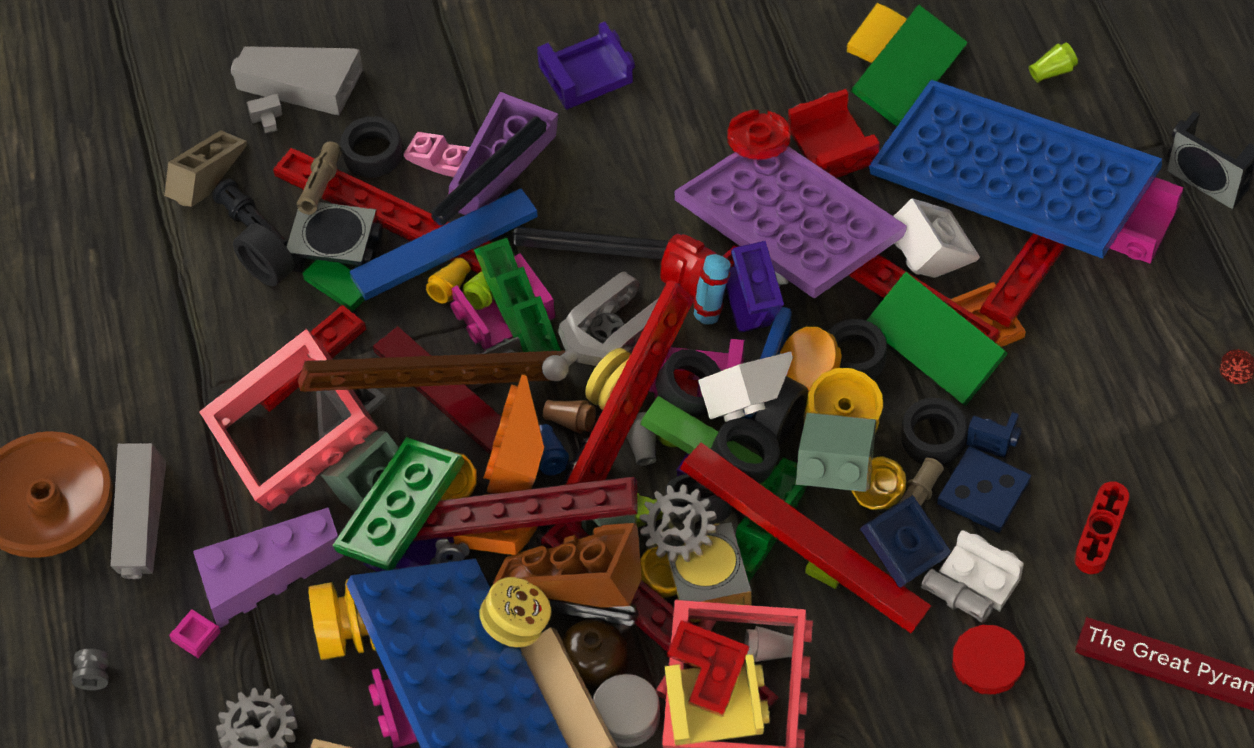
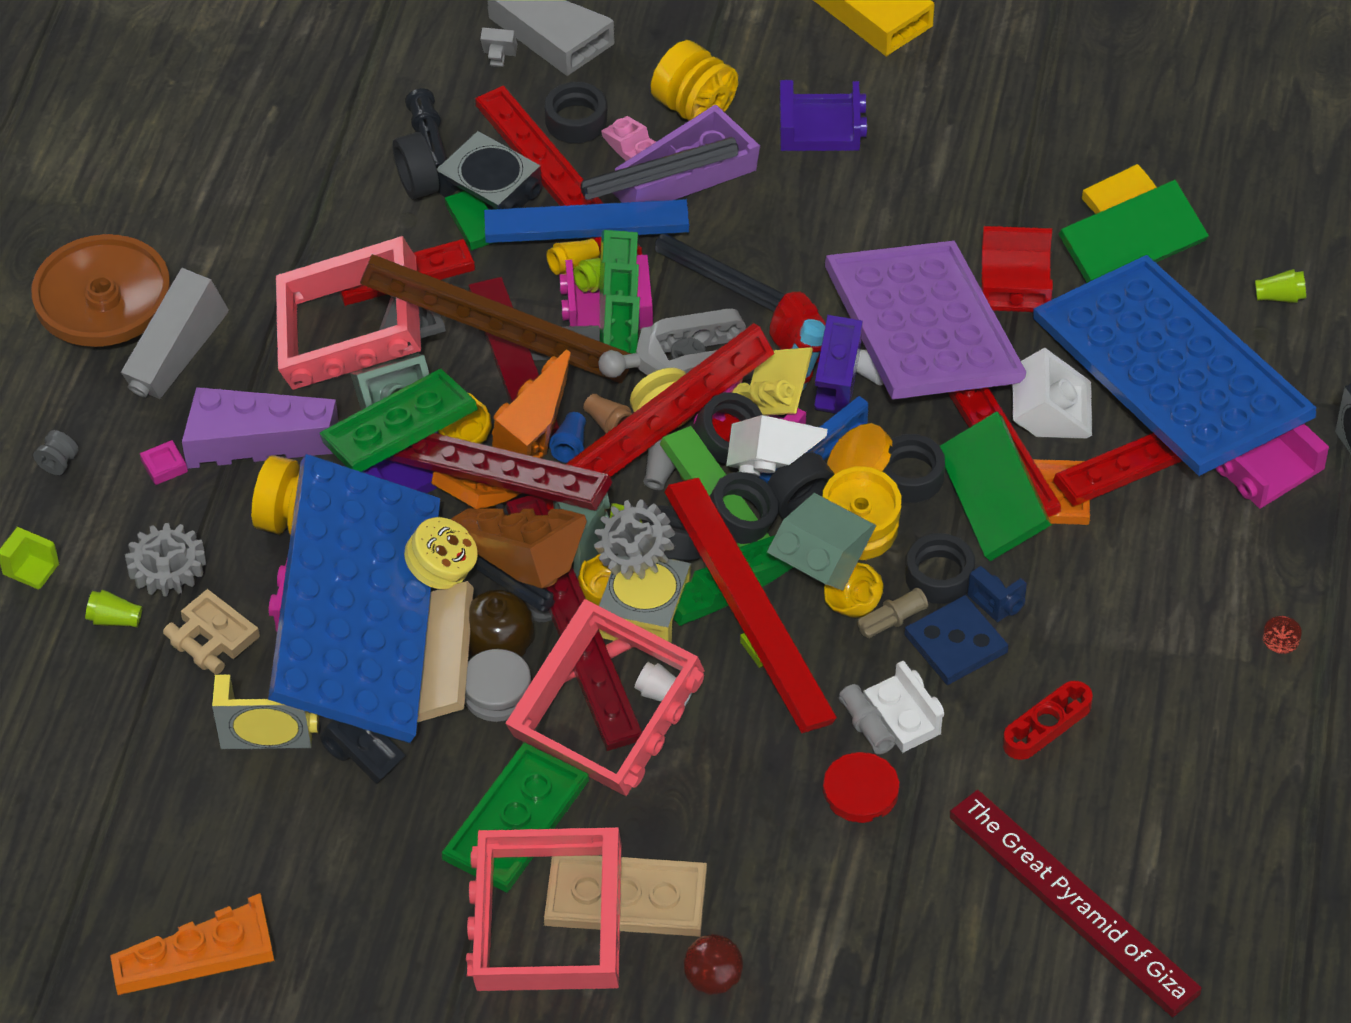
camera: 25 degrees right, 5 degrees down
(201, 168) = (400, 71): dark tan slope -> none
(322, 170) = (515, 113): dark tan pin -> none
(445, 547) = (419, 478): dark grey plate -> none
(465, 79) = (693, 80): none -> yellow wheel
(709, 323) = (778, 381): none -> light yellow hinge
(719, 662) = (588, 668): red plate -> none
(741, 719) = (567, 702): light yellow panel -> none
(758, 134) = (942, 239): red tile -> none
(905, 541) = (845, 648): dark blue tile -> none

